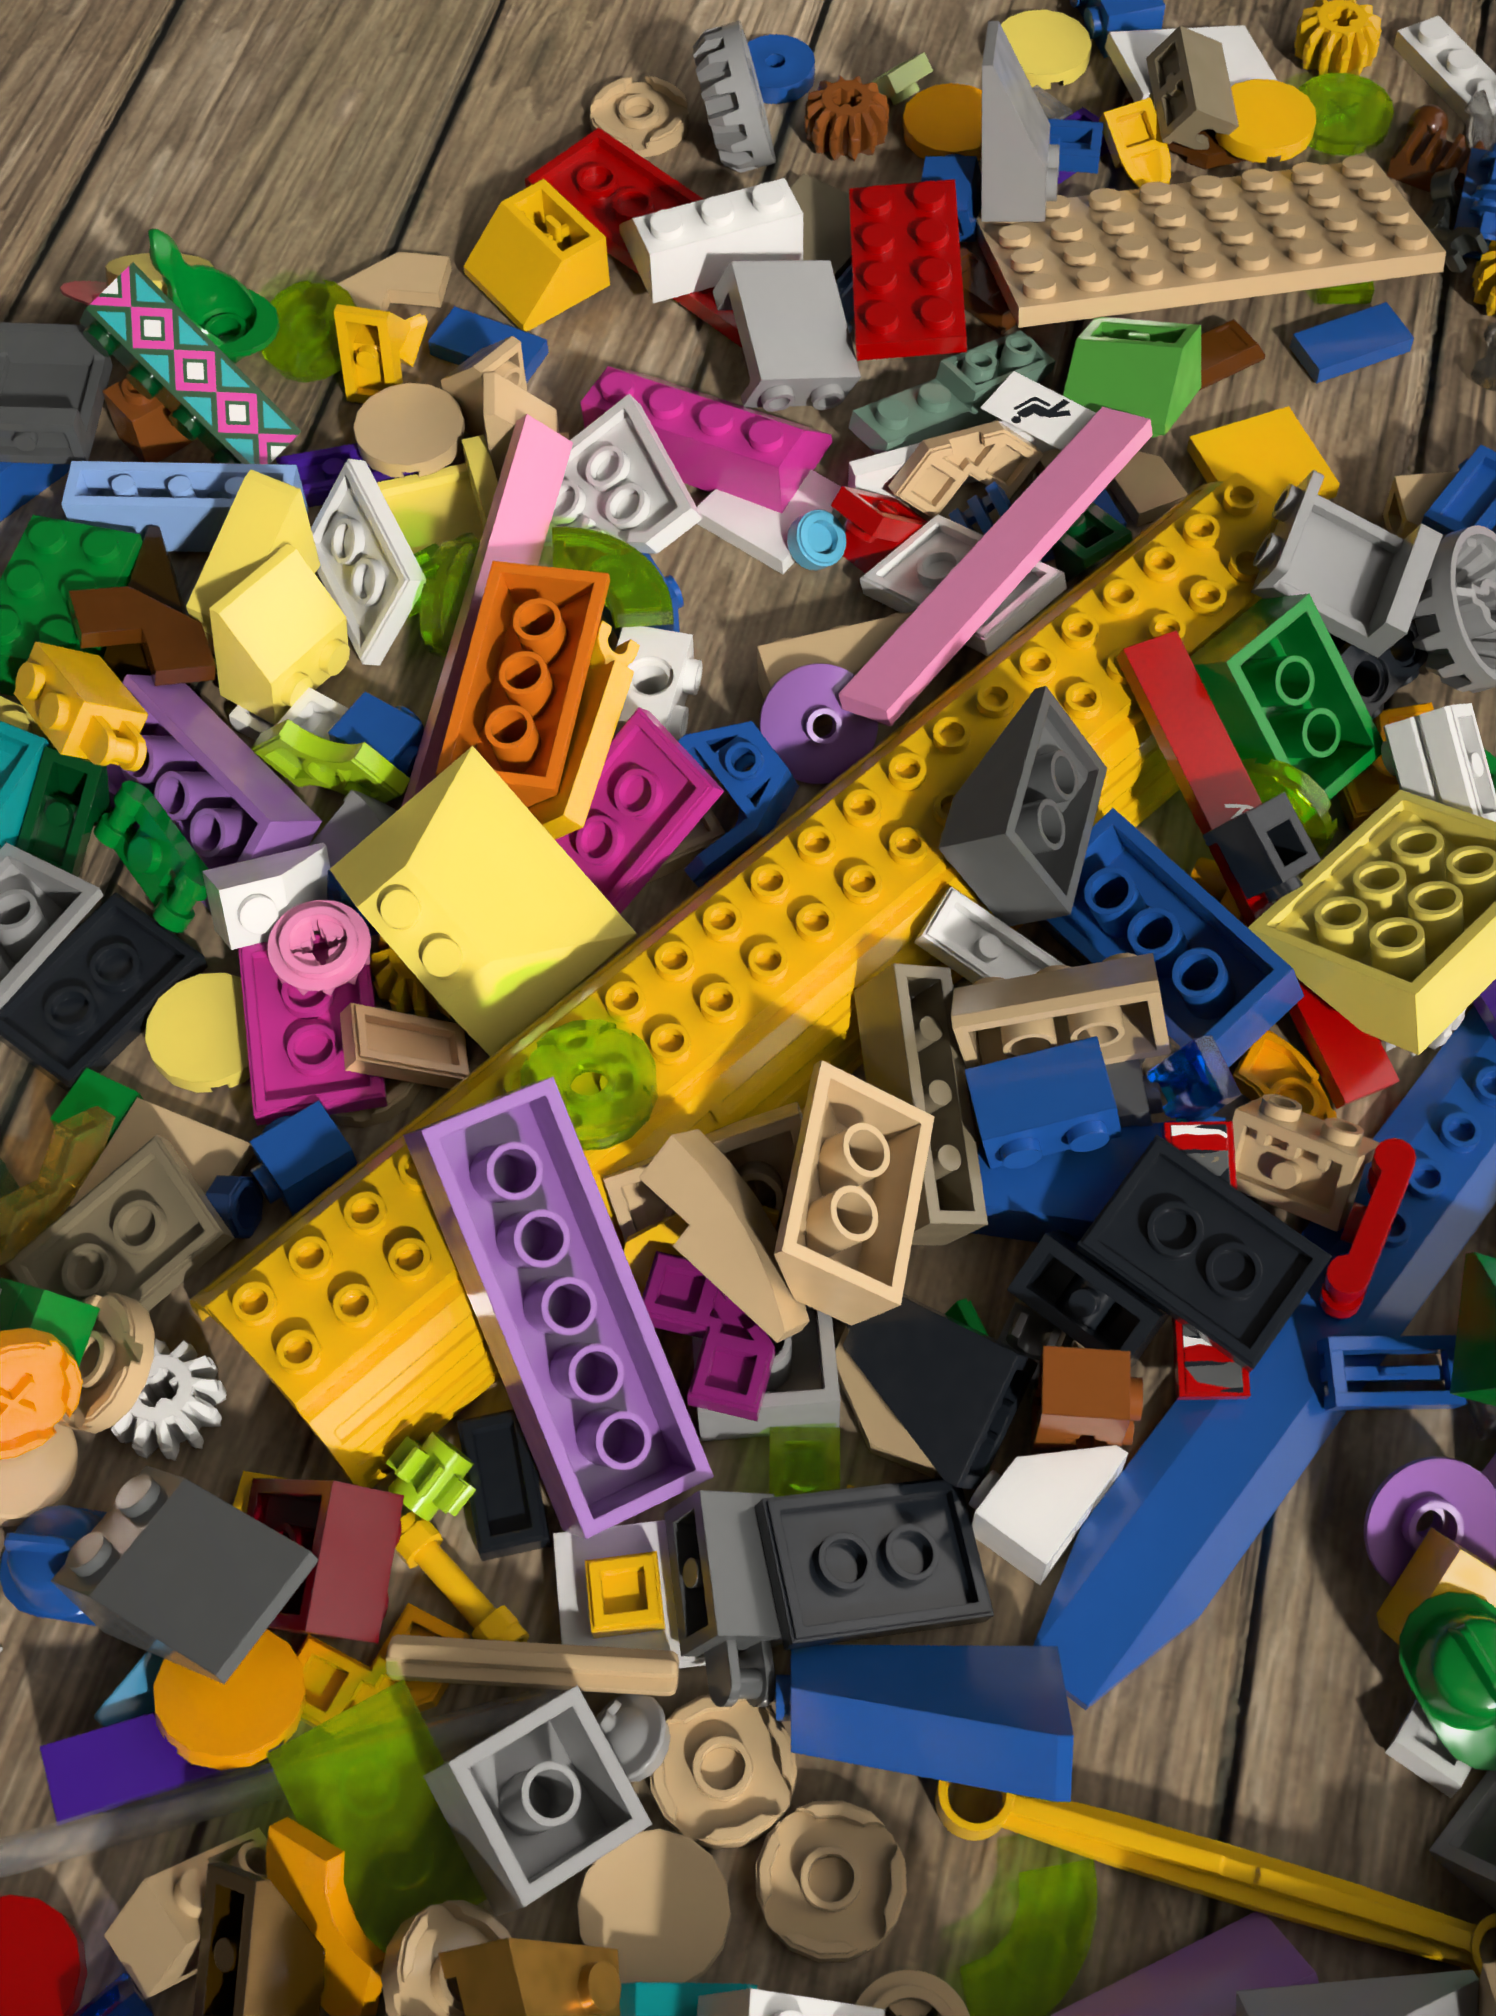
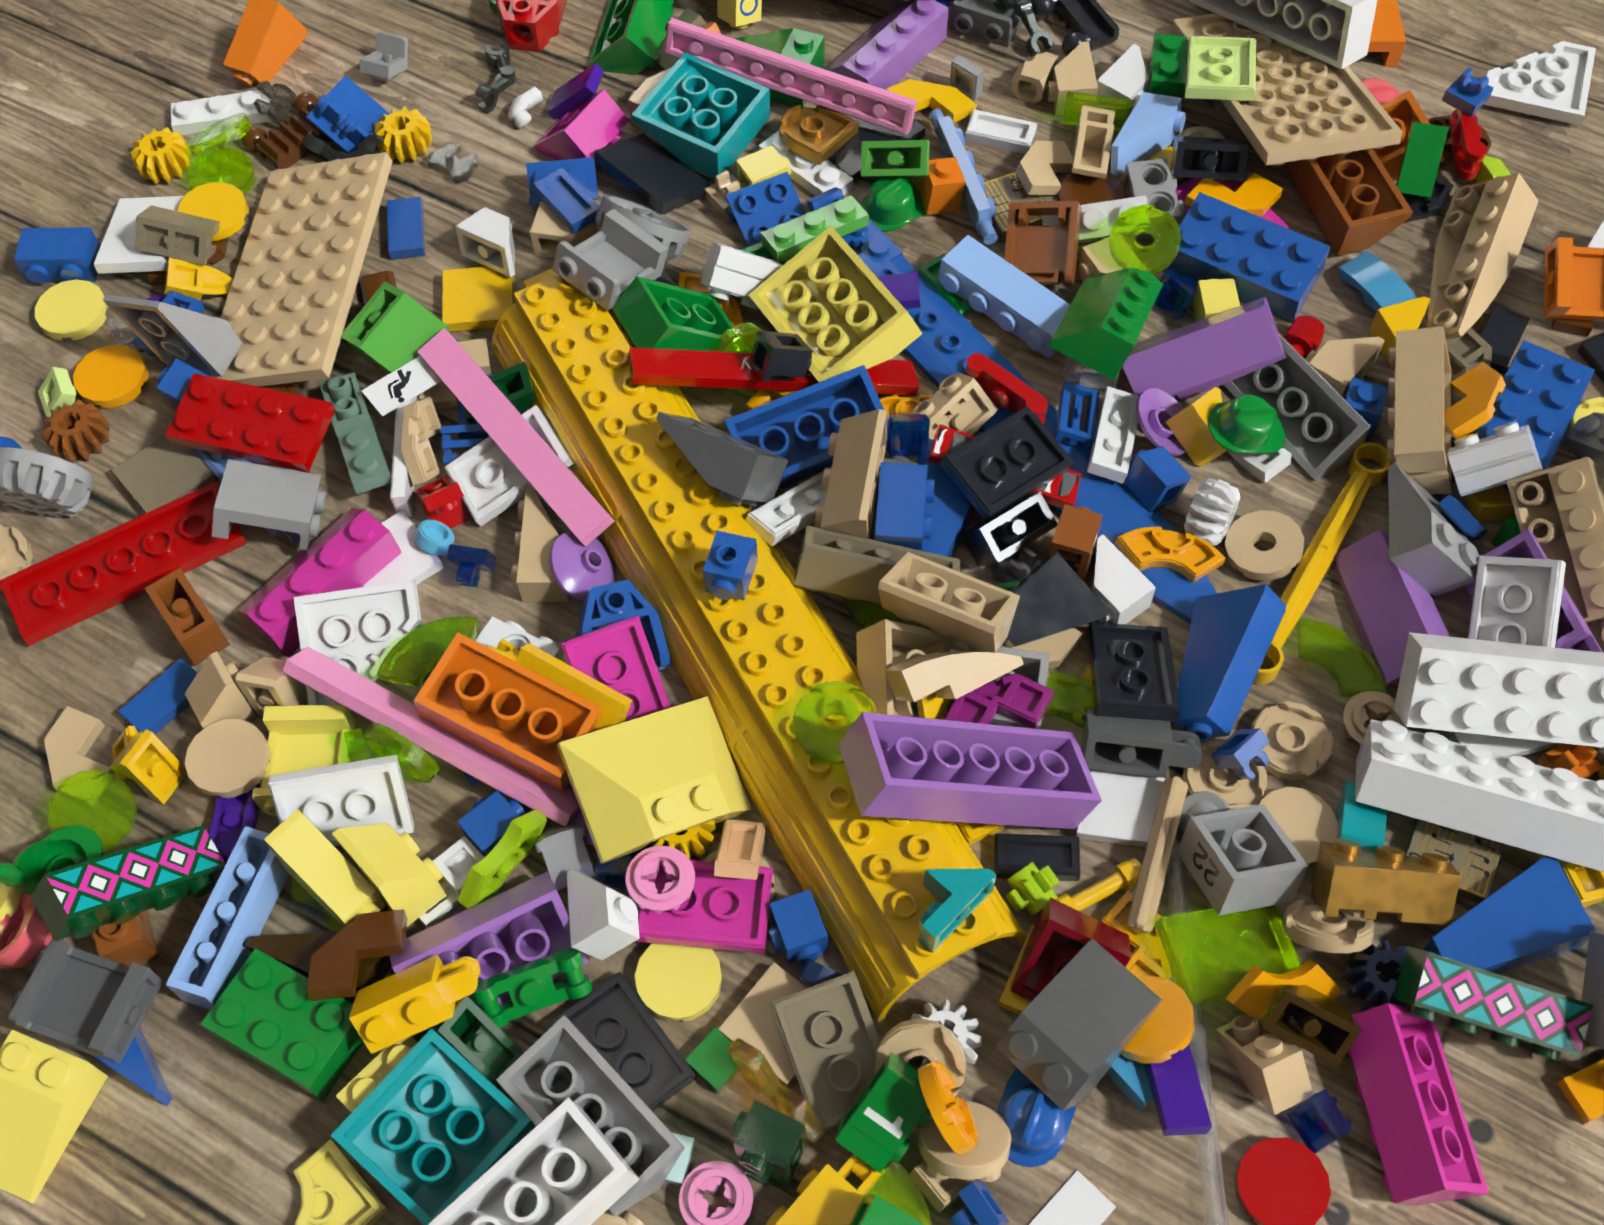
camera: 75 degrees left, 0 degrees up
(310, 1317) = (960, 893): none -> teal slope
(538, 257) = (107, 644): yellow slope -> none
(597, 317) = (187, 616): none -> dark orange brick
(624, 1594) = (1124, 799): yellow tile -> none
(695, 242) = (153, 525): white slope -> none
(758, 1771) = (1240, 749): none -> blue tile
(787, 593) = (470, 562): none -> clear blue tile
(812, 866) = (730, 565): none -> blue brick
(1153, 1588) = (1170, 550): none -> light orange tile
(1238, 1724) = (1270, 527): none -> tan tile
(1254, 1644) = (1212, 510): none -> white gear
(1300, 1534) = (1156, 478): none -> blue brick
(1360, 1440) = (1114, 435): none -> white plate
(1366, 438) = (488, 241): none -> white slope
(1403, 80) = (215, 136): none -> clear neon green tile

